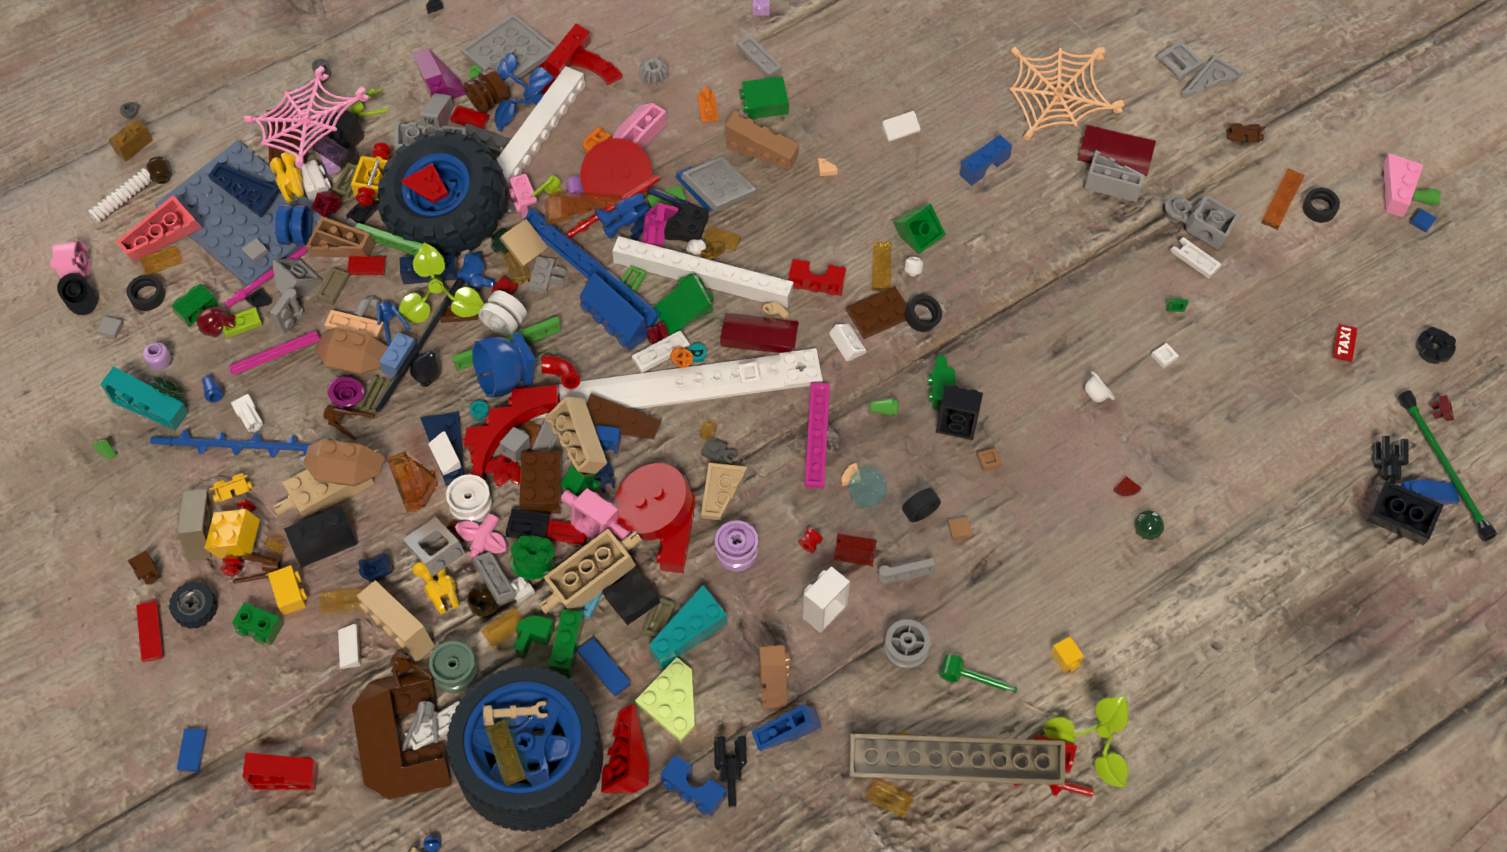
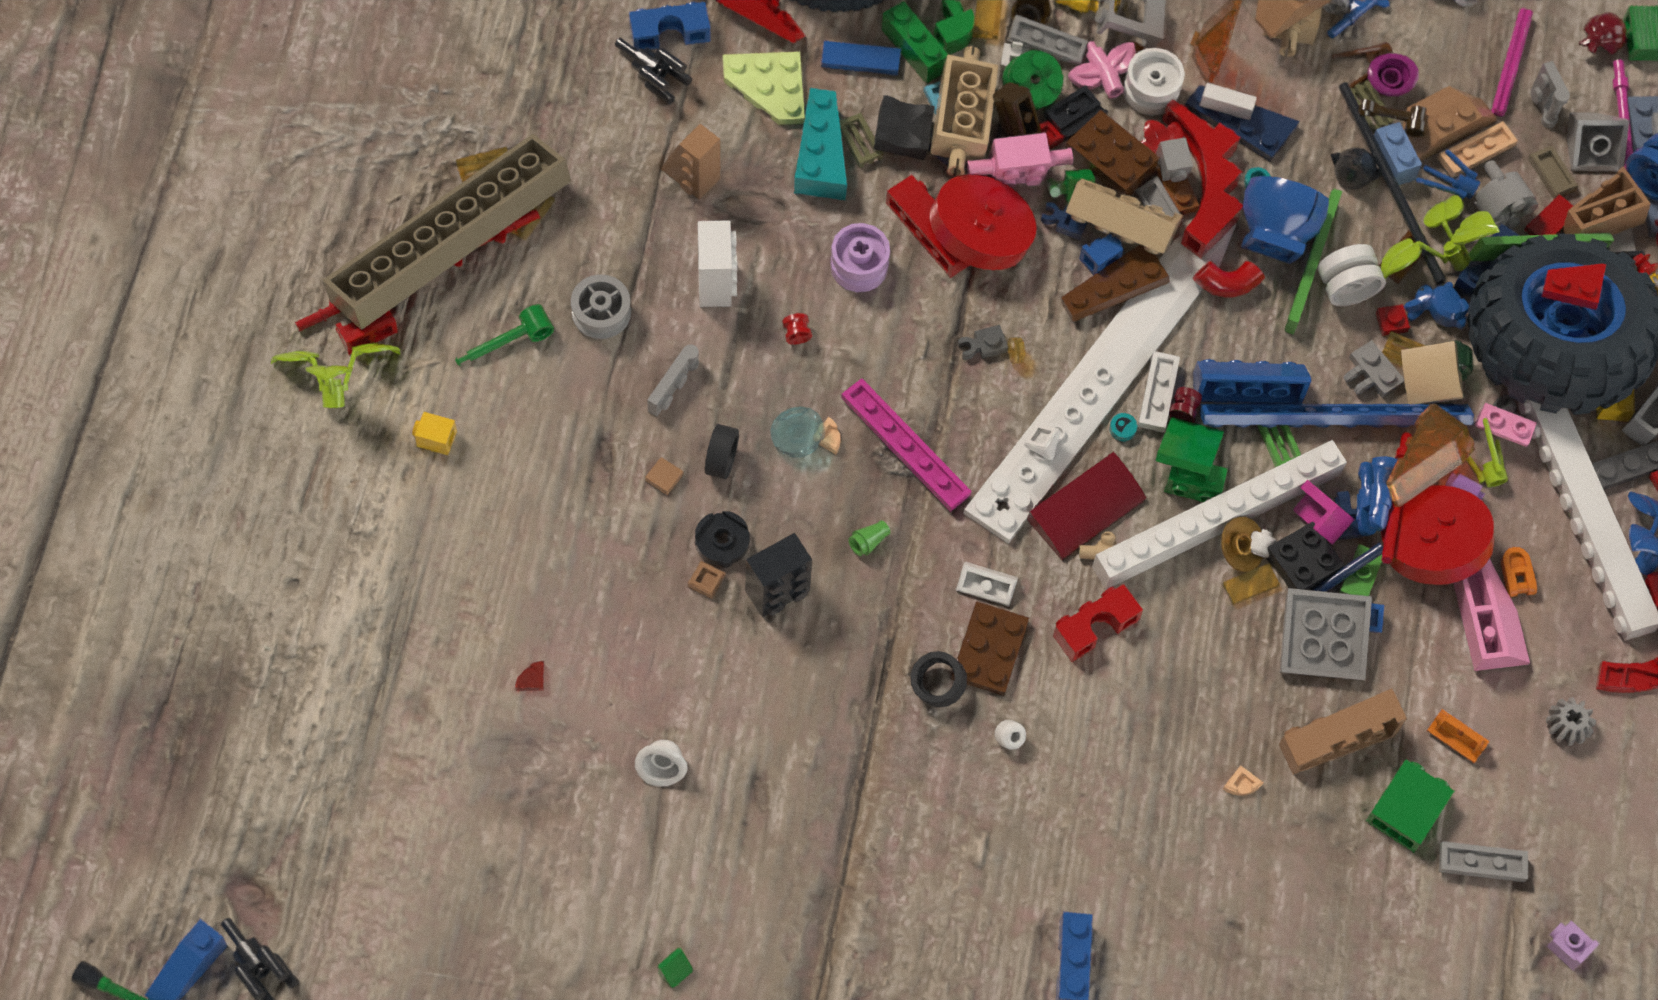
camera: 130 degrees right, 5 degrees up
(243, 322) = (1579, 61): lime plate -> none
(258, 299) = (1601, 98): black tile -> none
(371, 355) = (1414, 120): none -> dark brown brick
(382, 282) = (1507, 200): none -> light grey brick
(565, 542) = (1016, 111): none -> dark brown brick
(684, 360) = (1130, 399): orange wheel -> none
(720, 488) = (939, 304): tan wing -> none
(787, 727) = (635, 142): blue slope -> none
(855, 549) = (745, 360): clear red hinge -> none
(881, 266) = (1047, 709): clear yellow tile -> none
(900, 126) = (1219, 921): white slope -> none
(919, 228) = (1053, 788): green slope -> none
(939, 377) = (835, 615): green hinge -> none
(961, 480) = (725, 553): none -> black plate
(1149, 525) = (471, 652): clear green hair -> none
(1165, 355) = (629, 885): white tile -> none
(1405, 513) = (192, 895): black slope -> none

